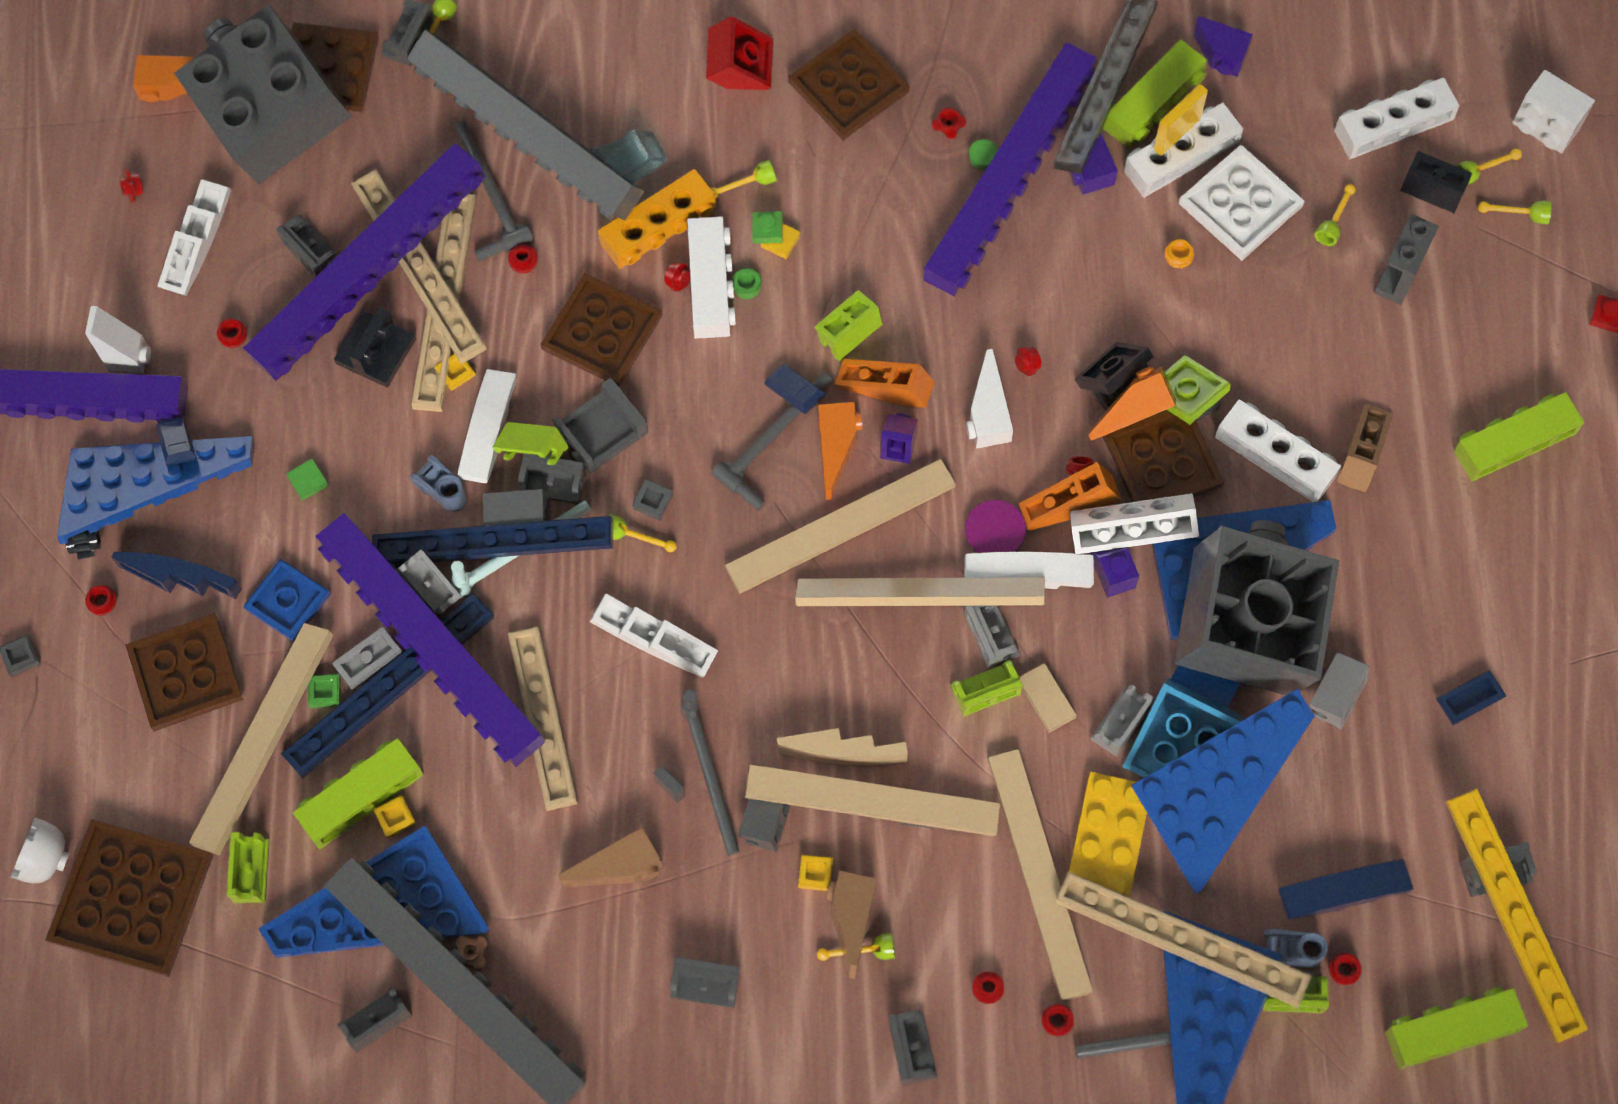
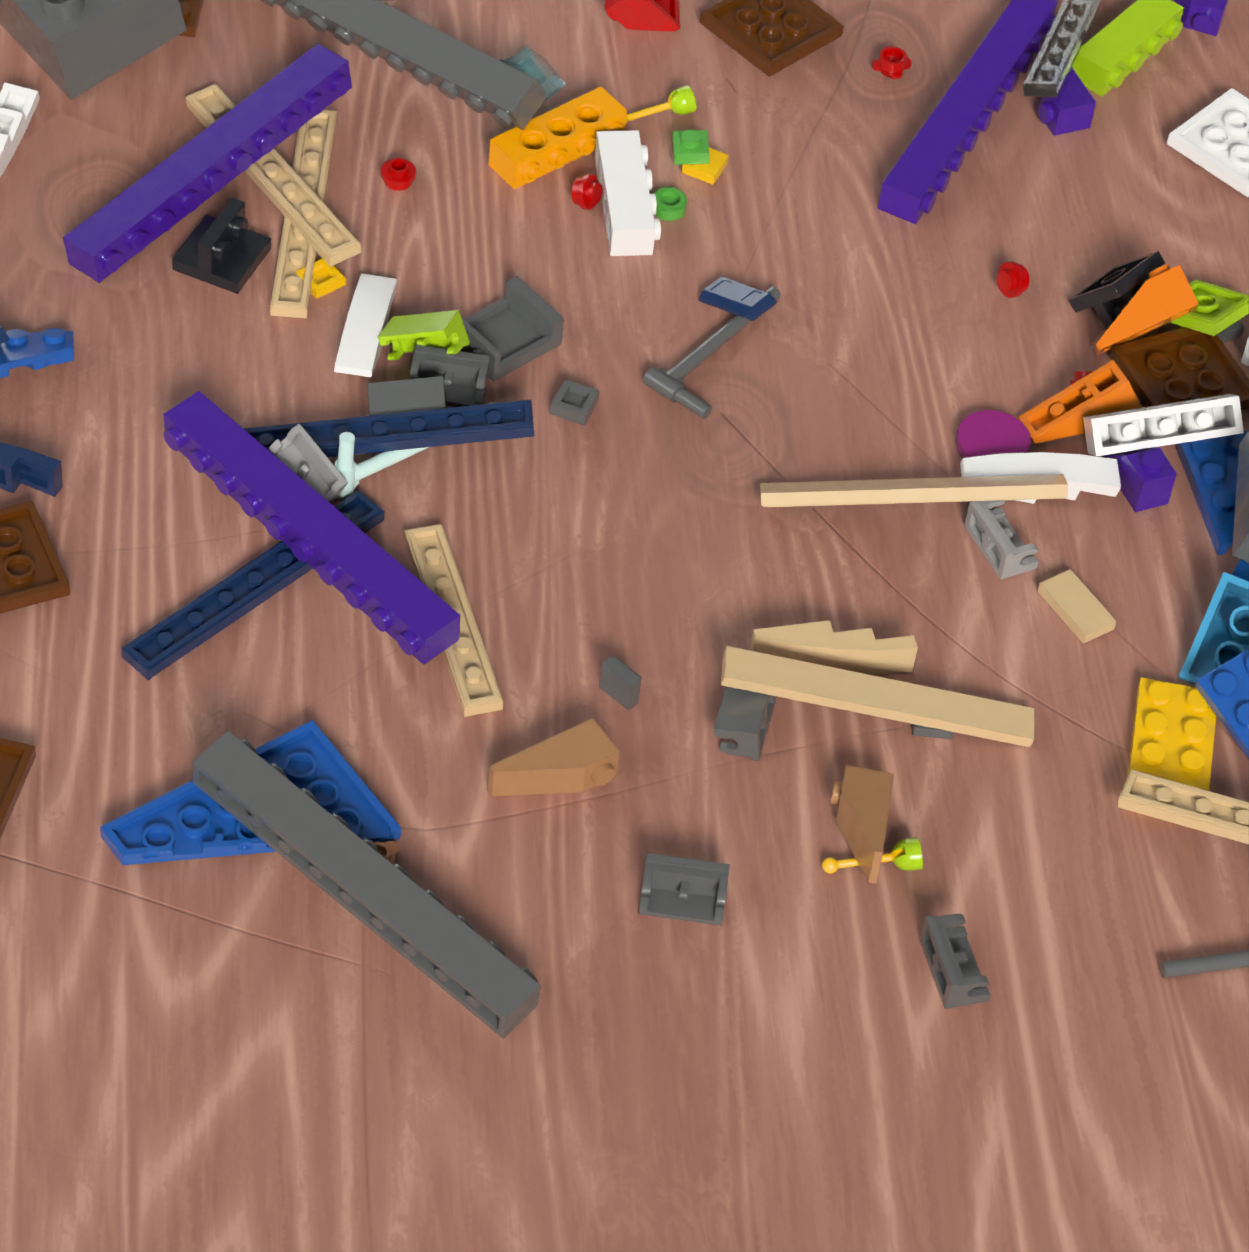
camera: 10 degrees left, 20 degrees down
(226, 328) = (43, 232): red plate -> none
(248, 868) = (83, 766): lime hinge -> none
(261, 739) = (95, 631): tan tile -> none
(286, 600) = (121, 496): blue tile -> none
(306, 245) = (127, 150): dark grey hinge -> none
(307, 479) = (143, 377): bright green tile -> none
(324, 691) = (172, 587): bright green tile -> none
(357, 793) = (223, 688): lime brick -> none
(367, 658) = (227, 552): light grey plate -> none
(374, 1020) = (258, 931): dark grey hinge -> none
(394, 816) = (270, 718): yellow tile -> none
(436, 481) = (312, 381): sand blue piece -> none
(513, 234) = (382, 148): dark grey bar -> none
(601, 329) = (498, 238): reddish brown plate -> none
(620, 530) = (598, 450): yellow hinge -> none
(654, 636) = (597, 541): white slope -> none
(689, 710) = (639, 614): dark grey bar -> none
(815, 872) = (811, 780): yellow tile -> none
(837, 437) = (793, 345): orange slope -> none
(840, 526) = (803, 435): tan tile -> none
(849, 325) = (797, 240): lime hinge -> none
(887, 381) = (852, 294): orange slope -> none
(898, 438) = (868, 348): dark purple slope -> none
(981, 995) = (1039, 908): red plate -> none
(982, 153) = (932, 91): bright green tile -> none
(987, 688) = (1004, 596): lime hinge -> none
(989, 412) = (975, 328): white slope -> none
(1039, 875) = (1093, 787): tan tile -> none
(1060, 1010) = (1135, 925): red plate -> none
(1122, 720) = (1173, 627): light grey hinge -> none
(1150, 177) = (1166, 92): white brick -> none
(1179, 253) = (1175, 187): light orange plate -> none
(1180, 119) = (1166, 45): yellow tile -> none

